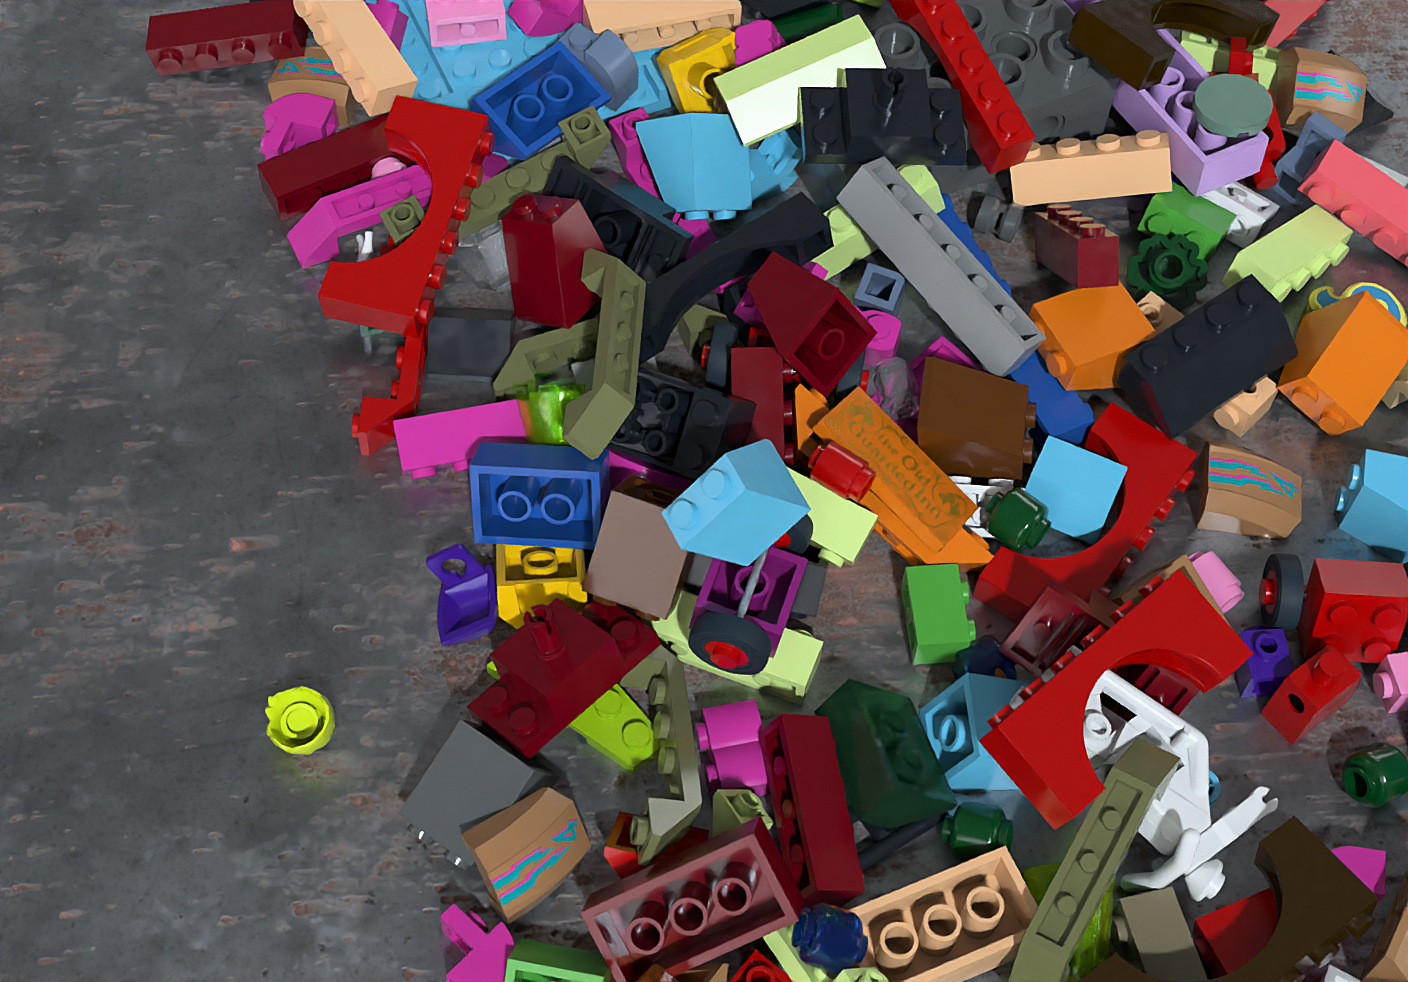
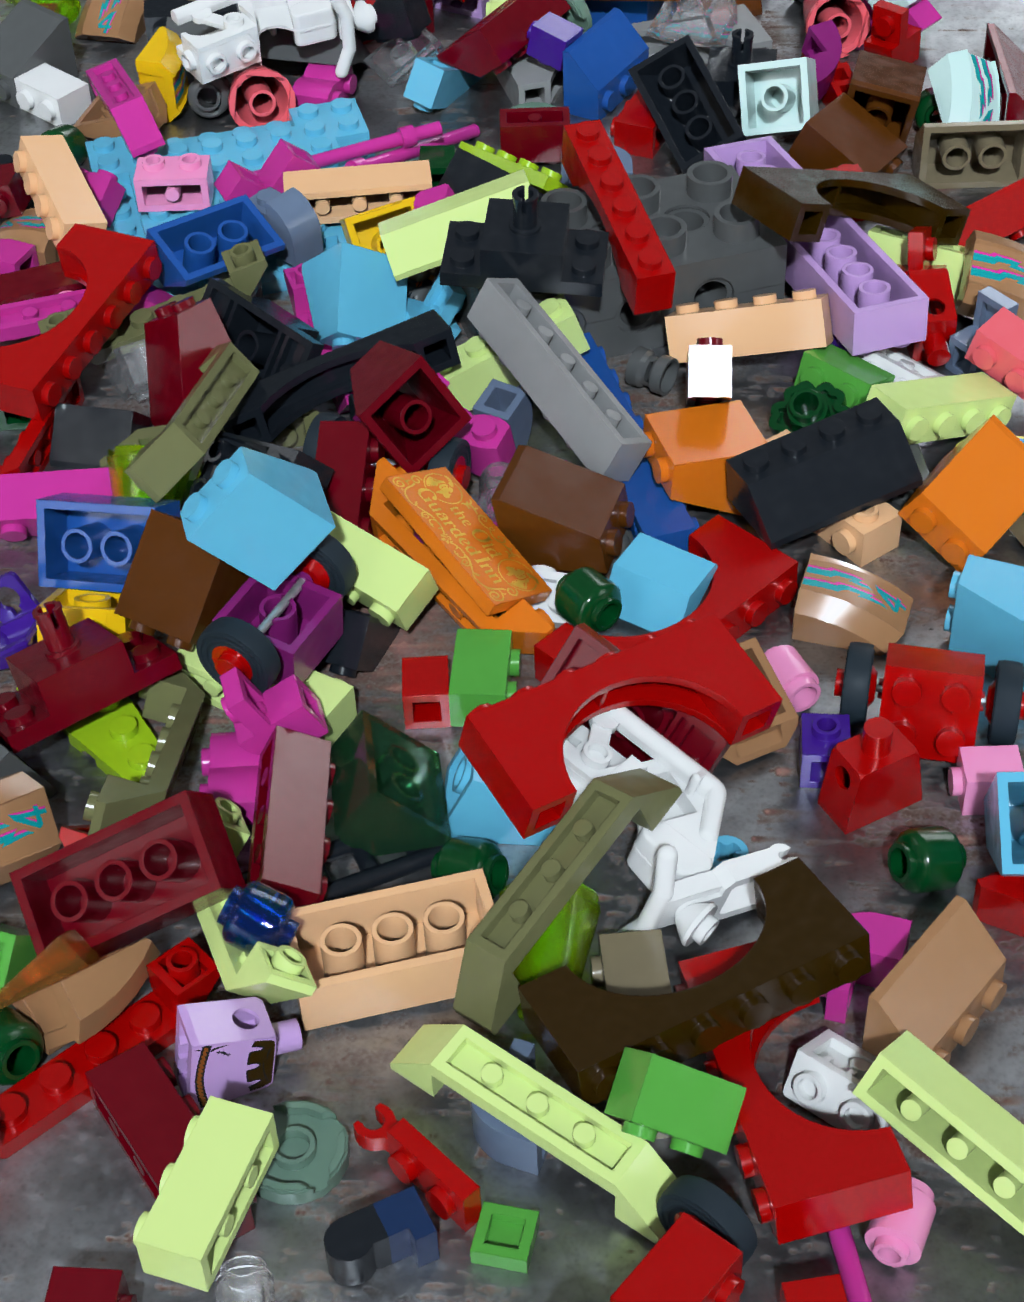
camera: 15 degrees right, 15 degrees down
(765, 695) = (258, 713): none -> dark pink brick
(841, 471) = (397, 524): red brick -> none
(884, 631) = (426, 692): none -> red brick
(1232, 105) = (896, 268): sand green tile -> none

